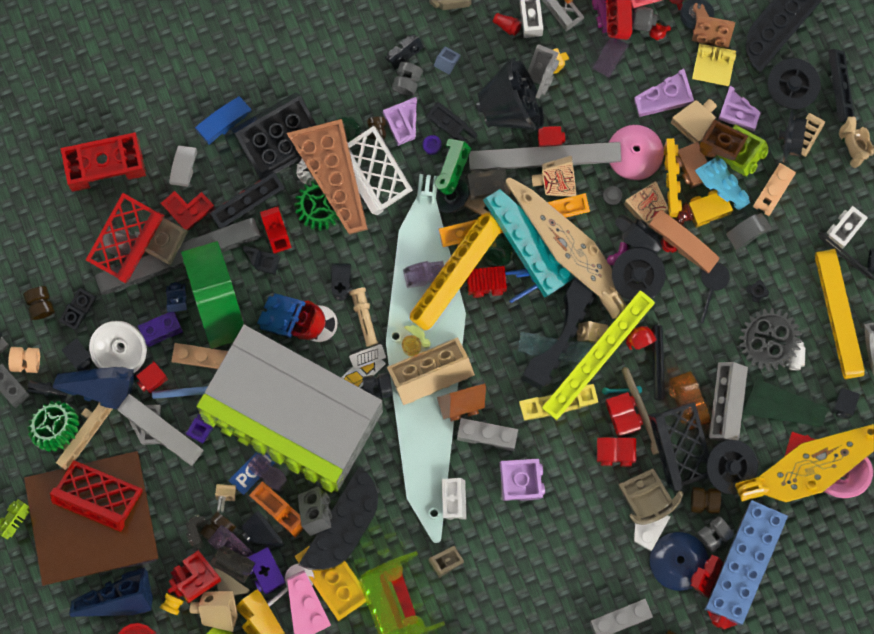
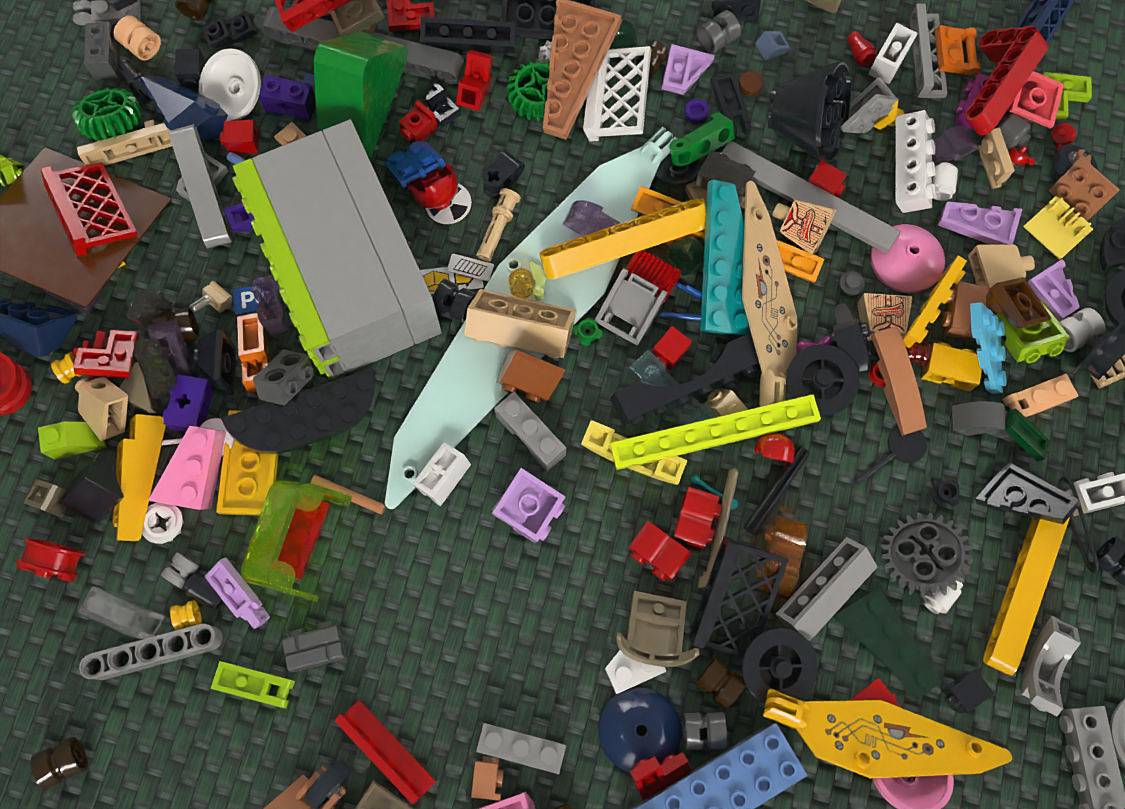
camera: 35 degrees right, 5 degrees down
(262, 293) = (418, 123): none -> red brick
(420, 549) = (356, 497): none -> nougat bar
(446, 561) = (379, 534): dark tan slope -> none
(452, 99) = (751, 83): none -> reddish brown tile
(477, 342) = (587, 324): none -> green plate
(489, 307) = (632, 302): none -> light grey container
(533, 320) = (672, 348): none -> red brick
(596, 84) = (914, 161): none -> white brick
(623, 84) = (945, 181): none -> white brick
(645, 46) = (996, 158): none -> tan plate
(770, 127) = (1082, 327): none -> white wheel
(781, 221) = (1026, 434): none -> dark green tile
(804, 260) = (1027, 495): none -> wing

